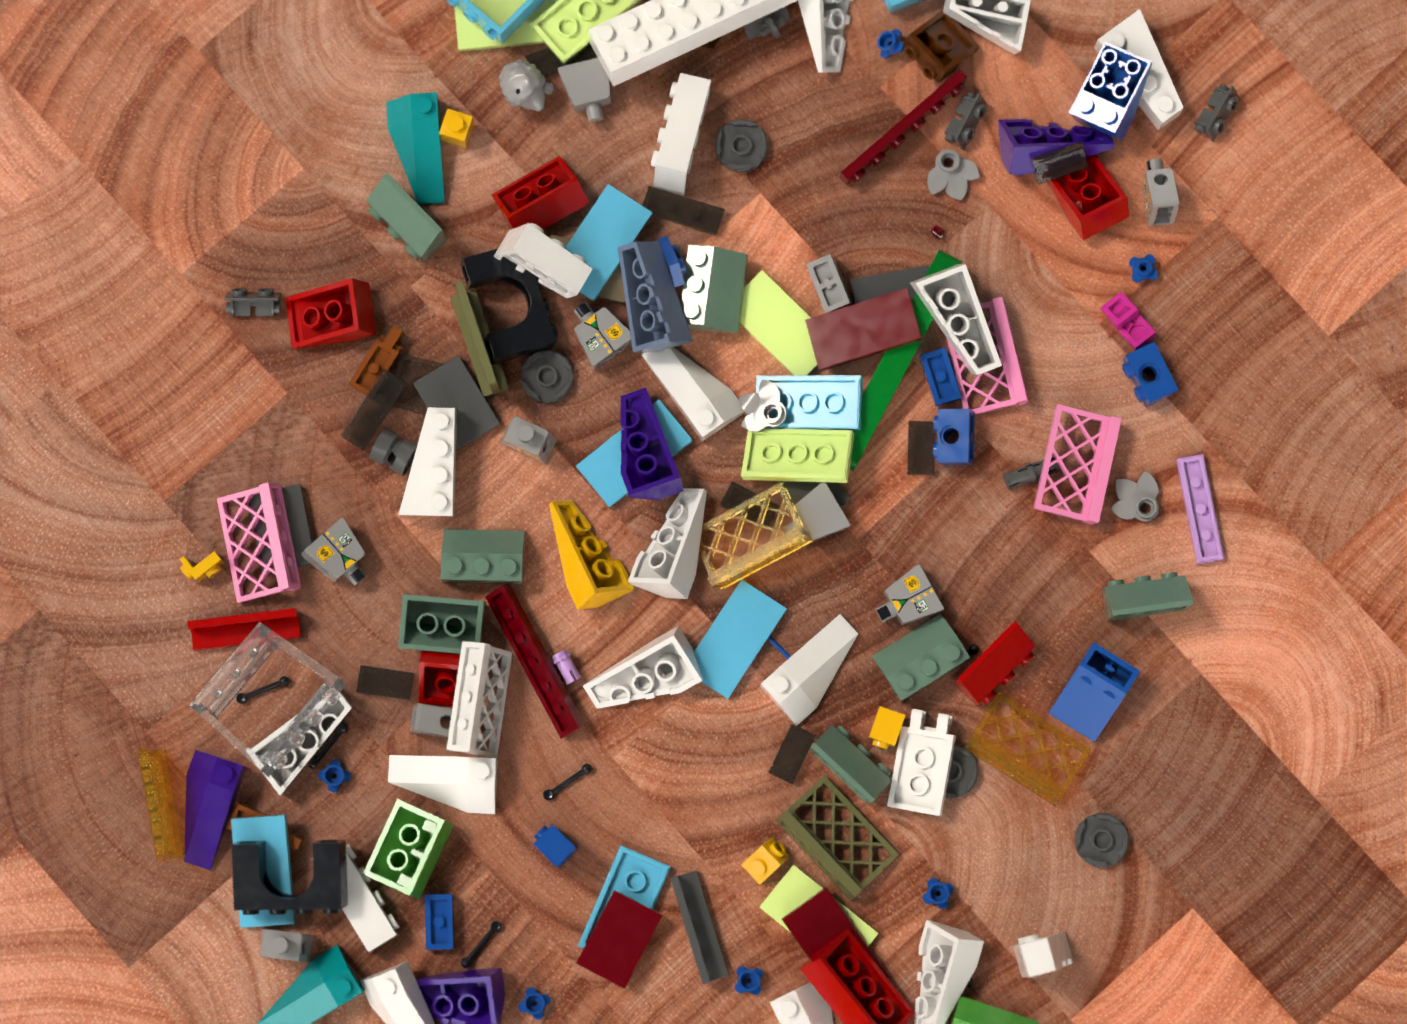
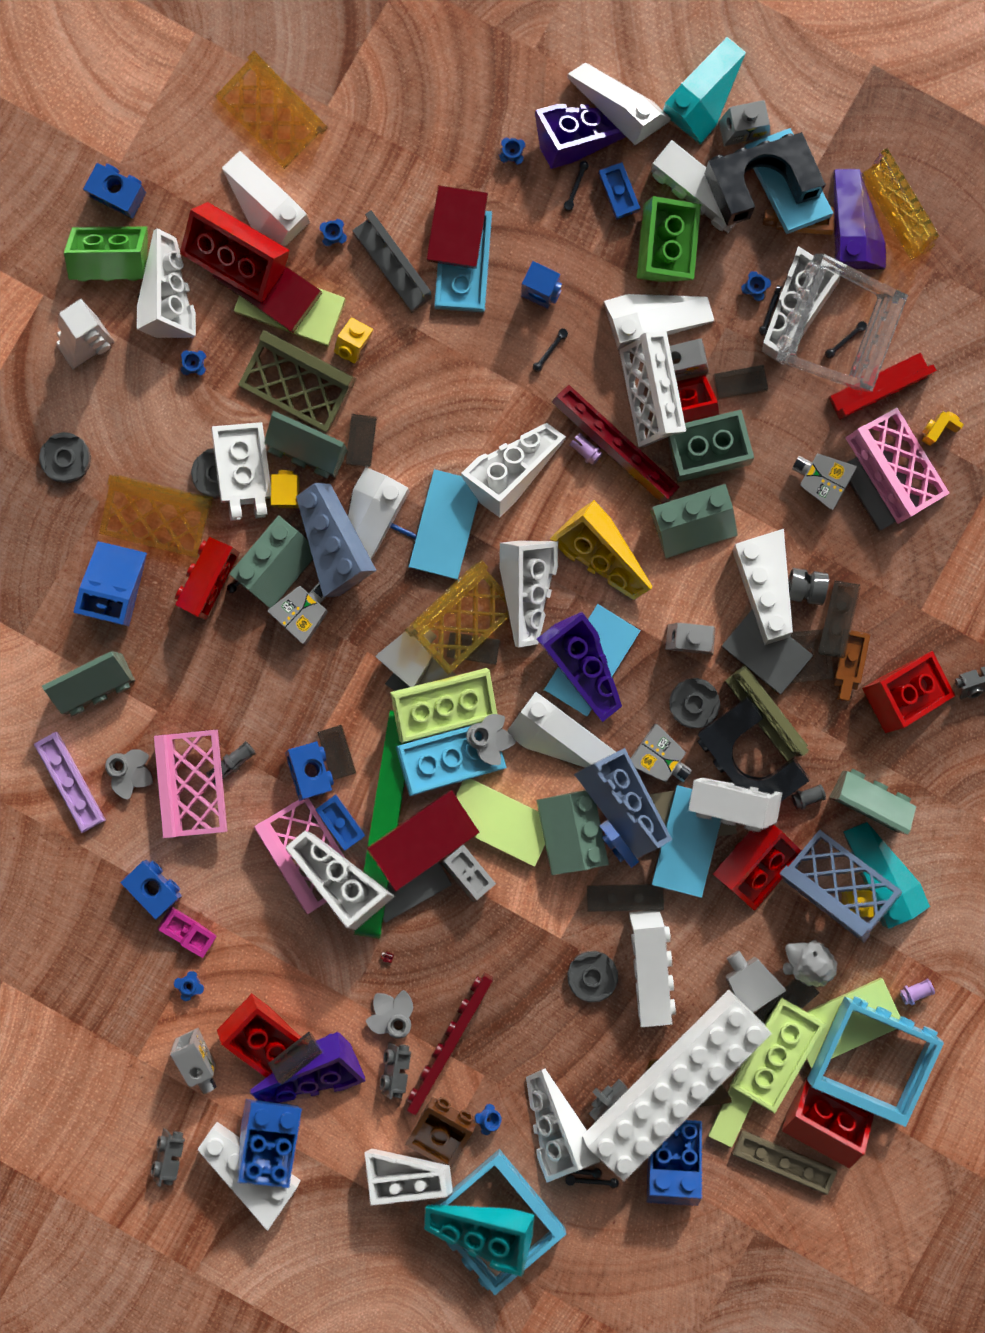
camera: 165 degrees right, 5 degrees up
(429, 25) = (917, 992): none -> lavender pin
(466, 246) = (808, 797): none -> dark grey pin
(487, 136) = (825, 901): none -> sand blue fence
(854, 658) = (333, 541): none -> sand blue wedge

